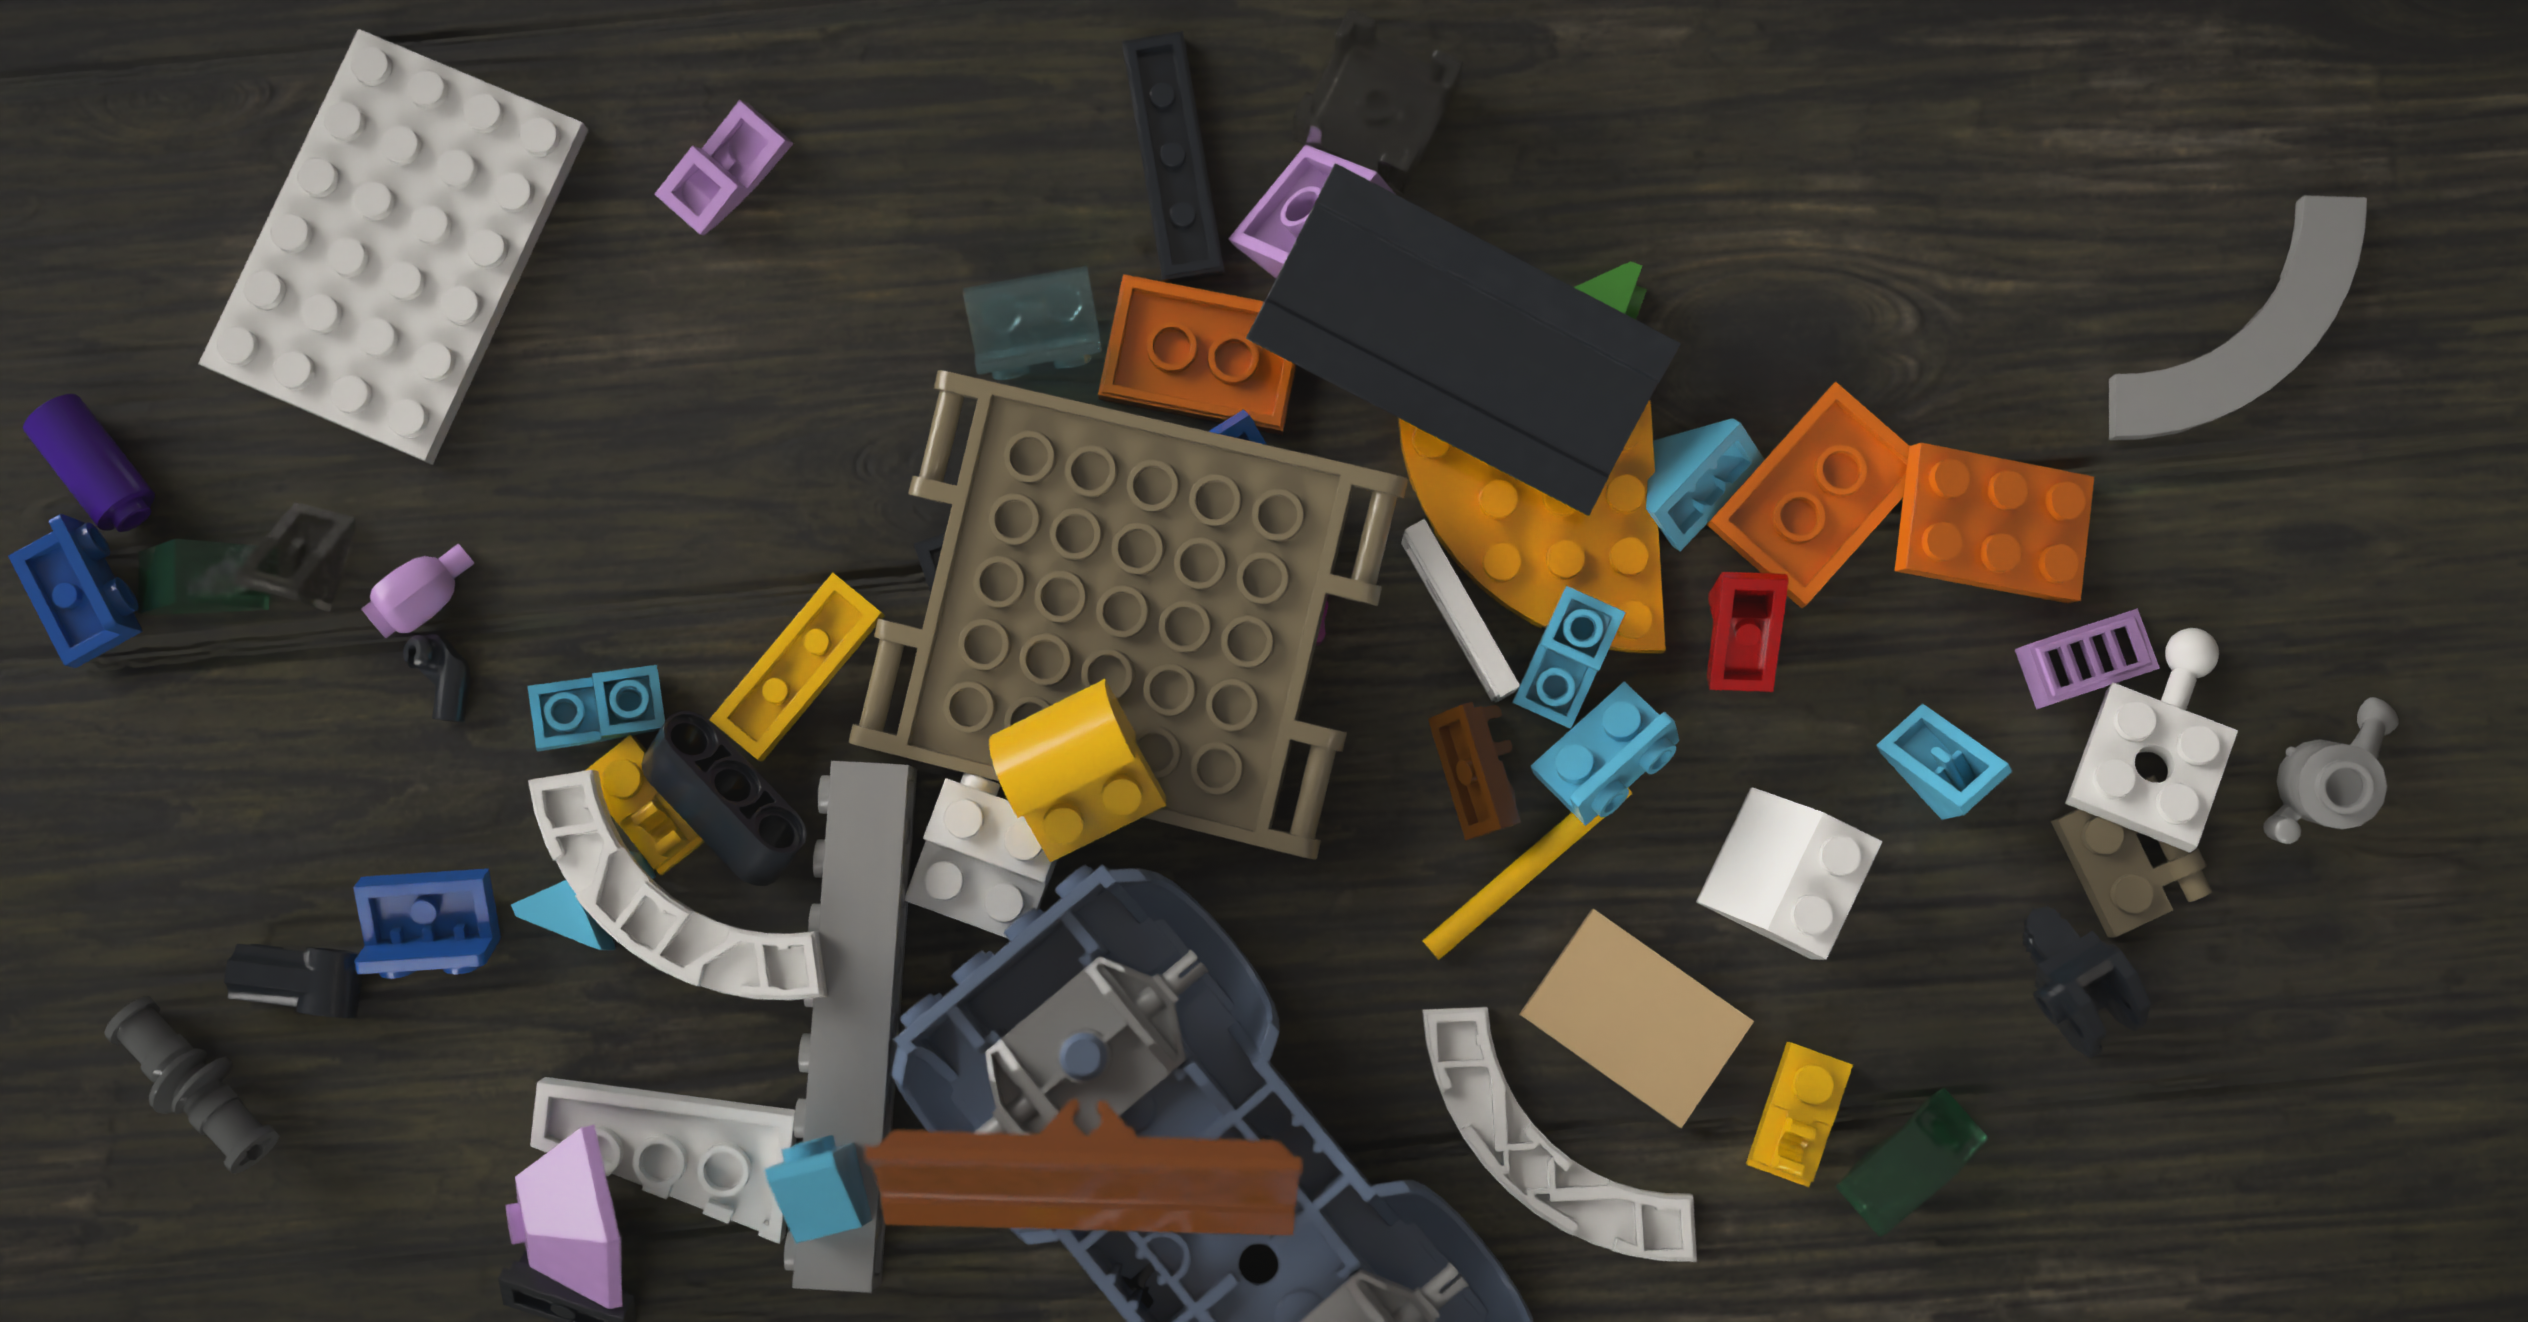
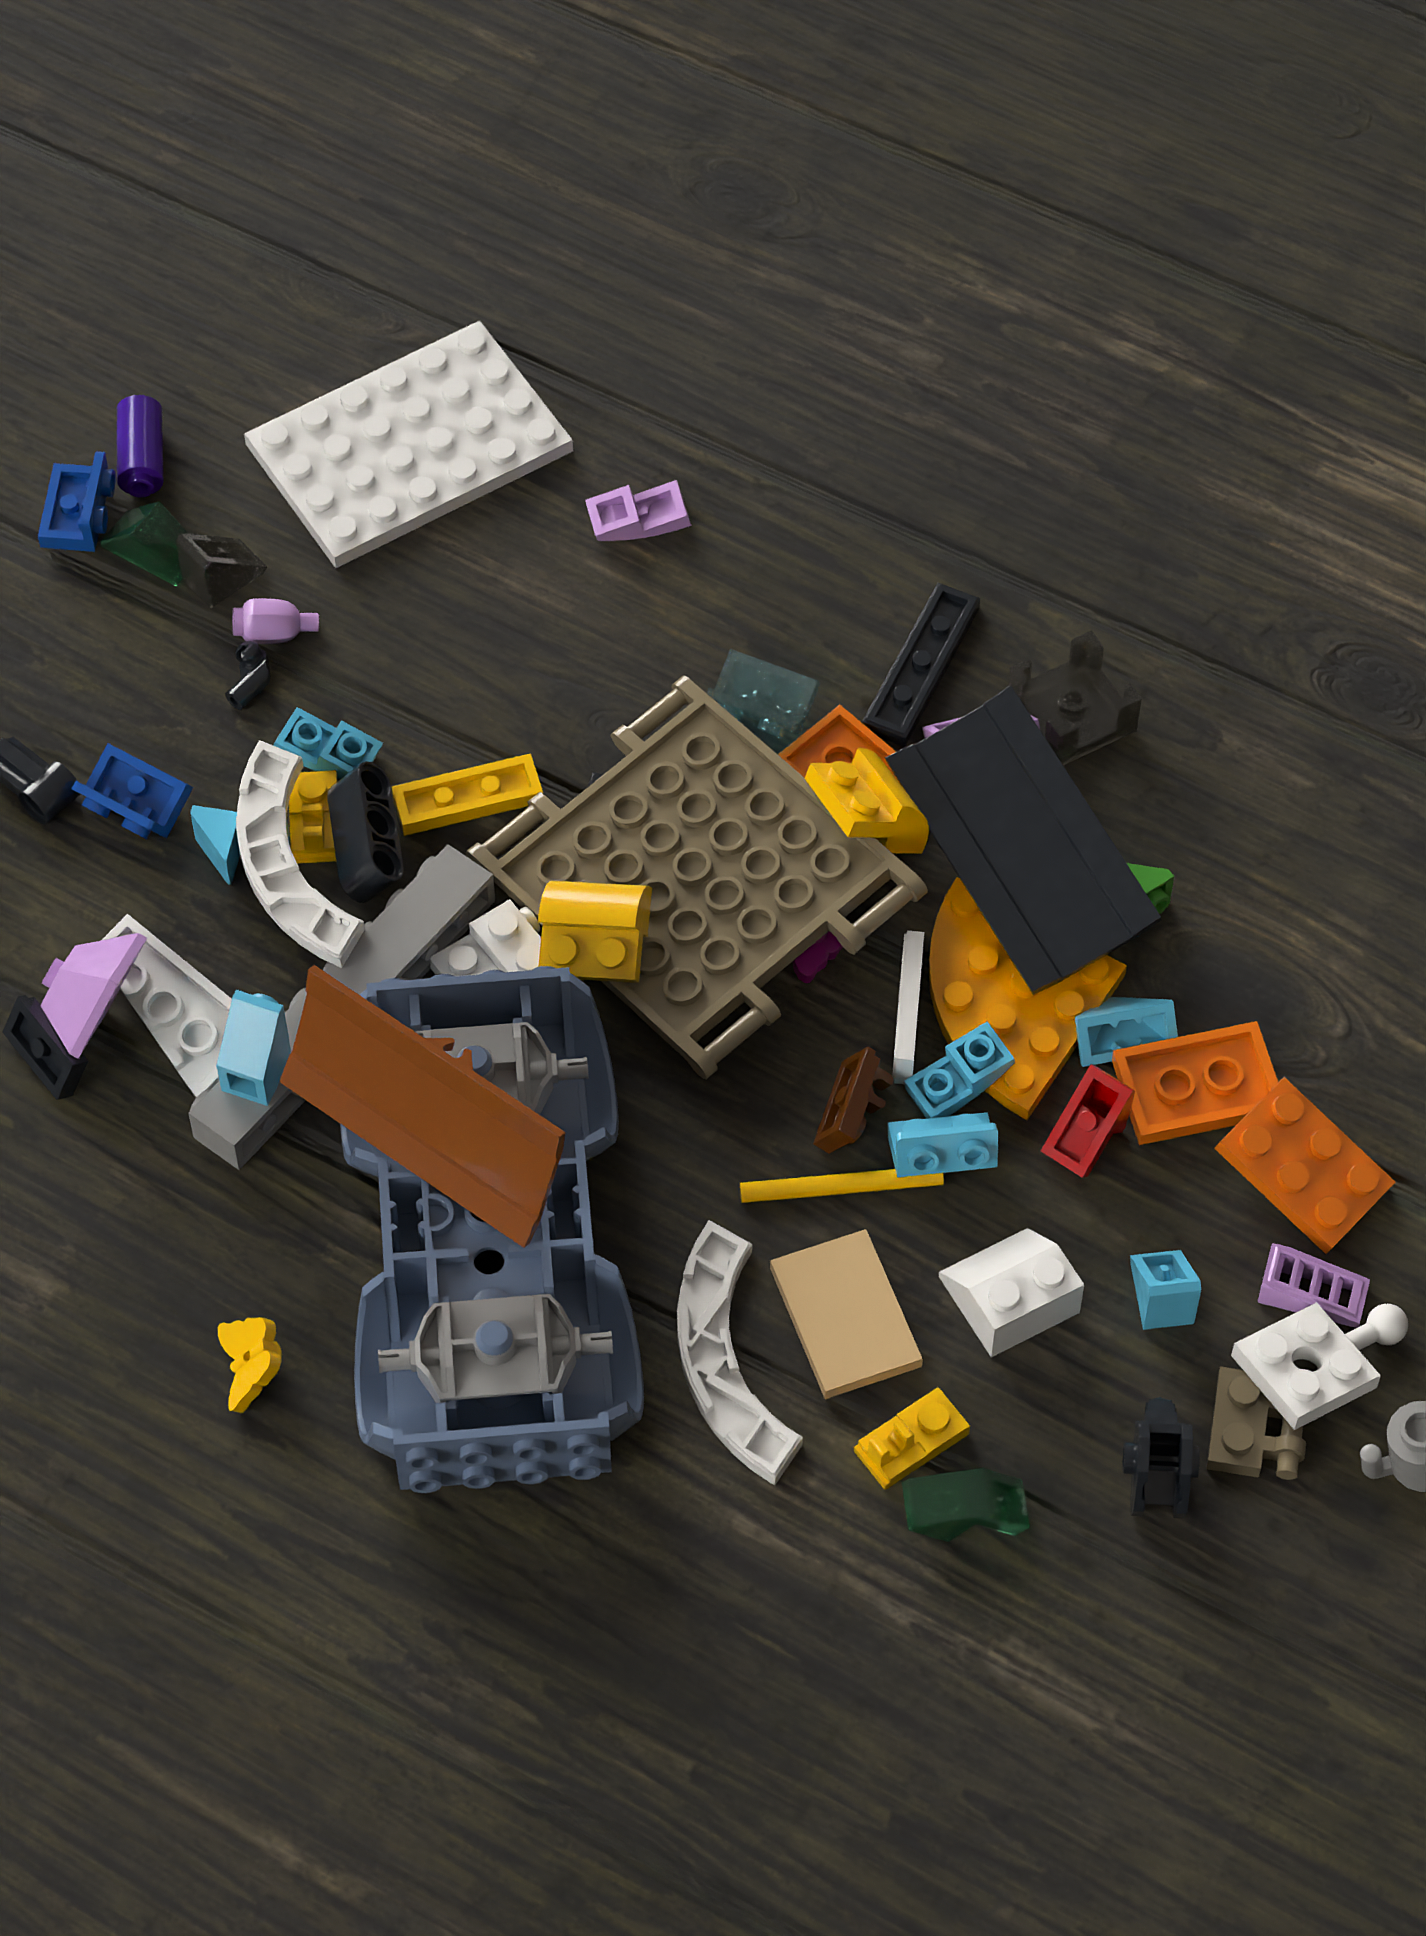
camera: 30 degrees right, 25 degrees down
(1264, 408) = (869, 802): none -> yellow brick

